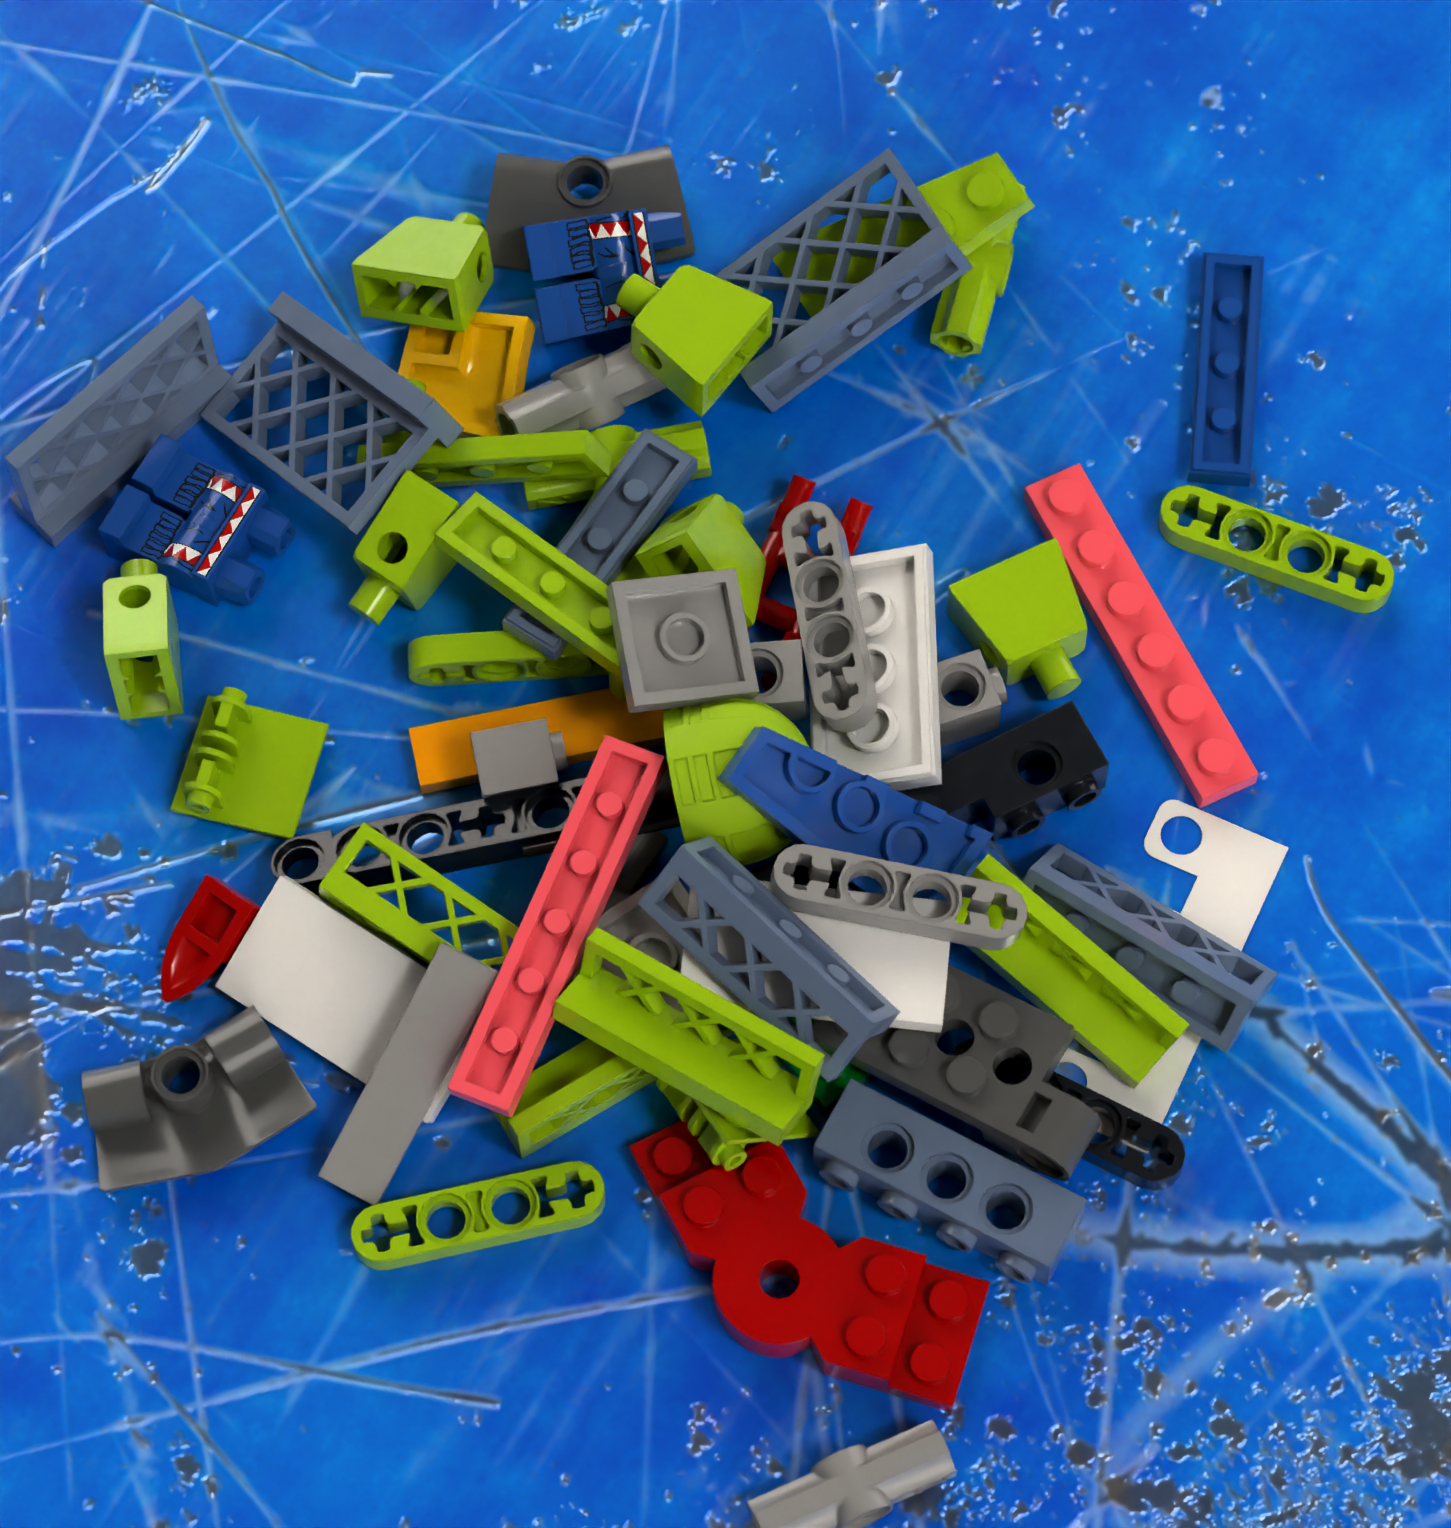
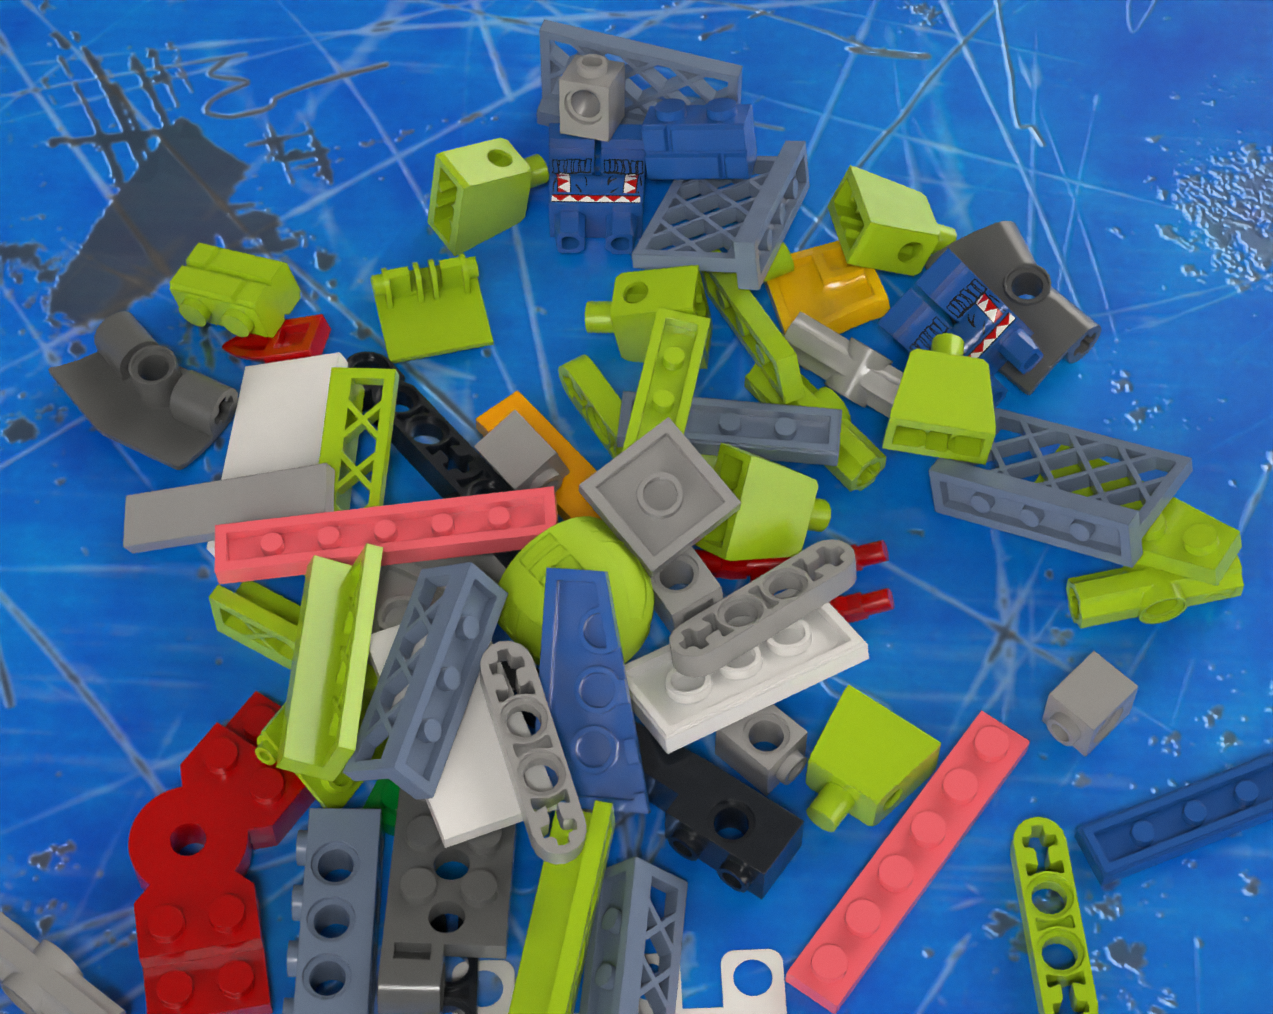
camera: 60 degrees right, 10 degrees down
(112, 466) = (583, 112): none -> light grey brick
(121, 951) = (234, 291): none -> lime brick
(221, 392) = (699, 140): none -> blue brick
(480, 1226) = (154, 616): lime beam -> none
(1072, 390) = (1089, 704): none -> light grey brick

